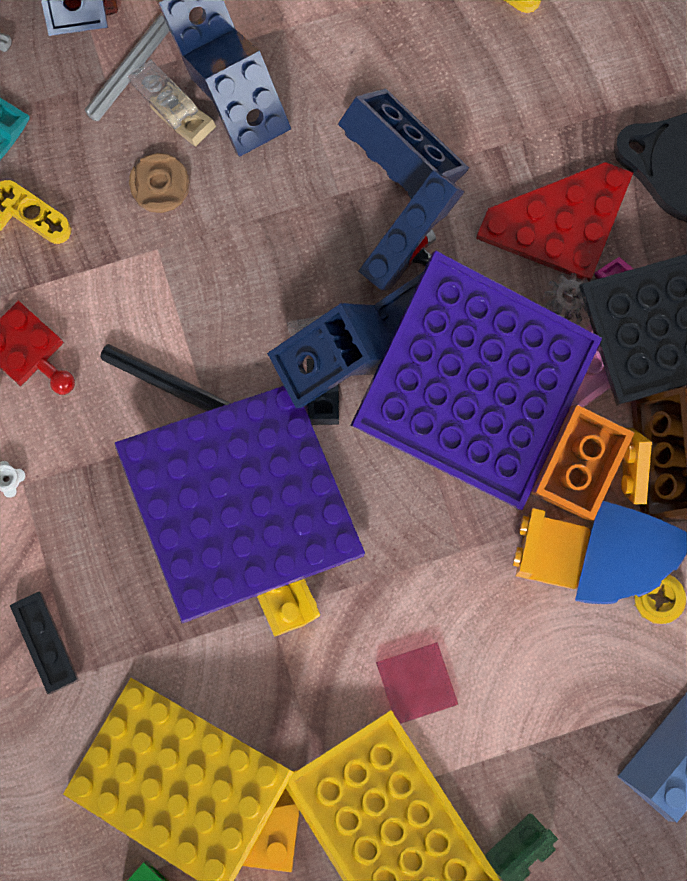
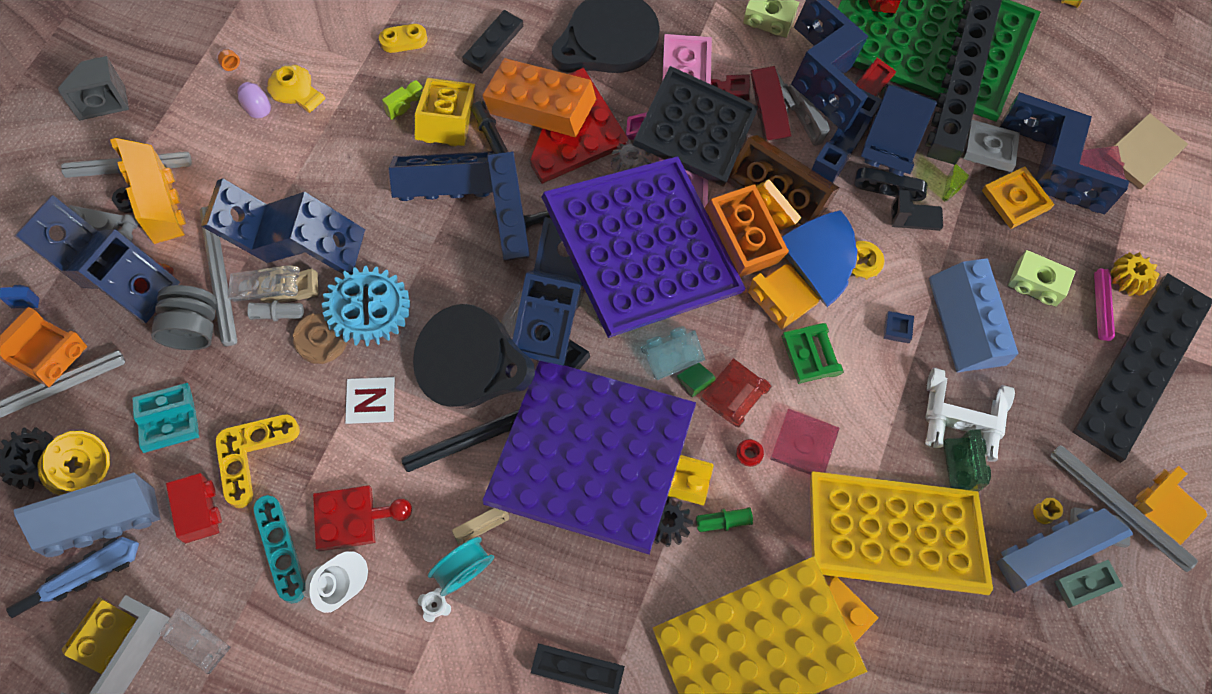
camera: 55 degrees left, 10 degrees down
(48, 473) = (460, 566): none -> teal wheel
(75, 61) = (184, 317): none -> dark grey wheel
(97, 457) = (479, 525): none -> tan tile
(139, 273) = (370, 400): none -> white sticker
(150, 125) = (275, 310): none -> light grey axle
(236, 322) = (468, 358): none -> black piece
(238, 212) = (392, 304): none -> medium azure gear
(238, 627) = (679, 526): none -> black gear
(279, 665) = (724, 520): none -> green axle
(359, 630) = (754, 446): none -> red plate
(396, 535) = (696, 379): none -> green slope
(403, 493) = (673, 352): none -> clear light blue bracket
(413, 571) = (728, 388): none -> clear red plate
(444, 44) = (399, 101): none -> lime plate
(469, 91) = (444, 112): none -> yellow slope
(489, 141) = (487, 124): none -> black axle
(505, 616) = (804, 354): none -> green plate
(556, 161) = (539, 97): none -> orange brick
(579, 849) = (942, 414): none -> white connector
(587, 68) = (493, 41): none -> black plate
(613, 685) = (898, 327): none -> dark blue plate

